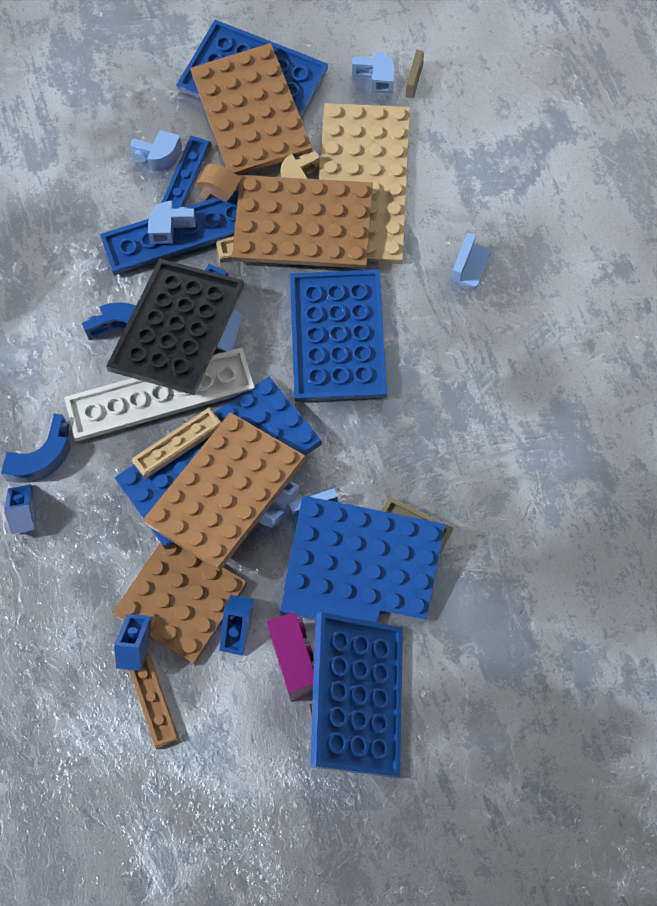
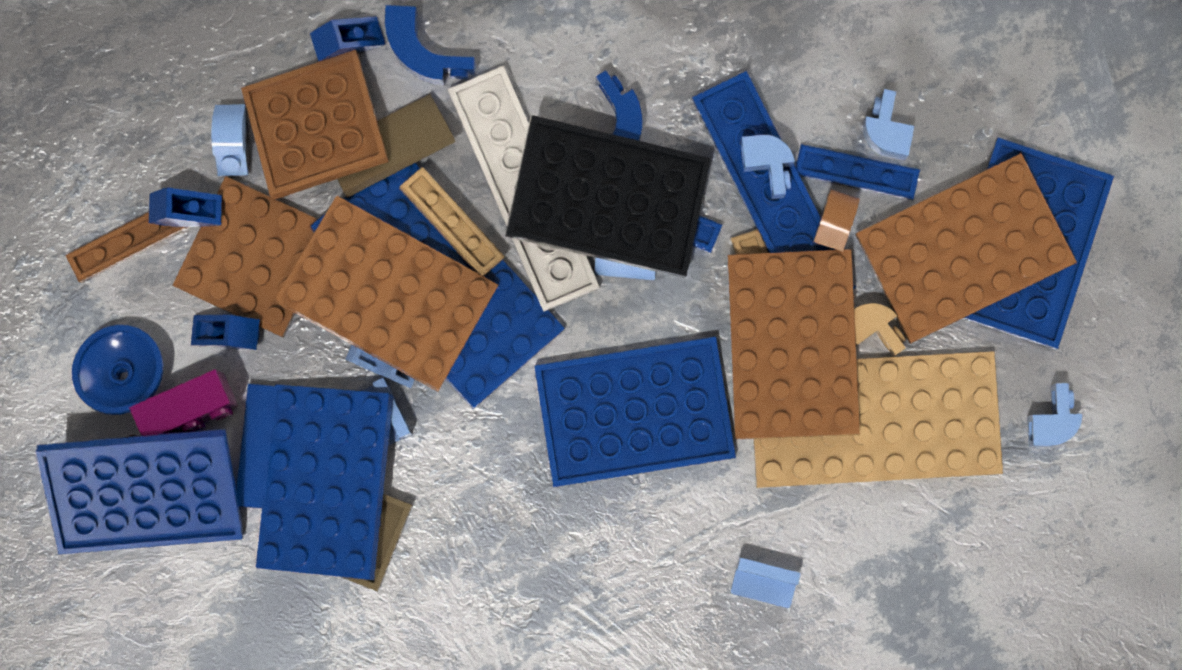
camera: 85 degrees right, 15 degrees up
(84, 536) = (314, 125): none -> medium nougat plate
(84, 601) = (229, 139): none -> light blue brick
(110, 485) = (408, 138): none -> dark tan tile
(240, 705) = (107, 356): none -> blue dish
(415, 73) = (1057, 475): dark tan tile -> none

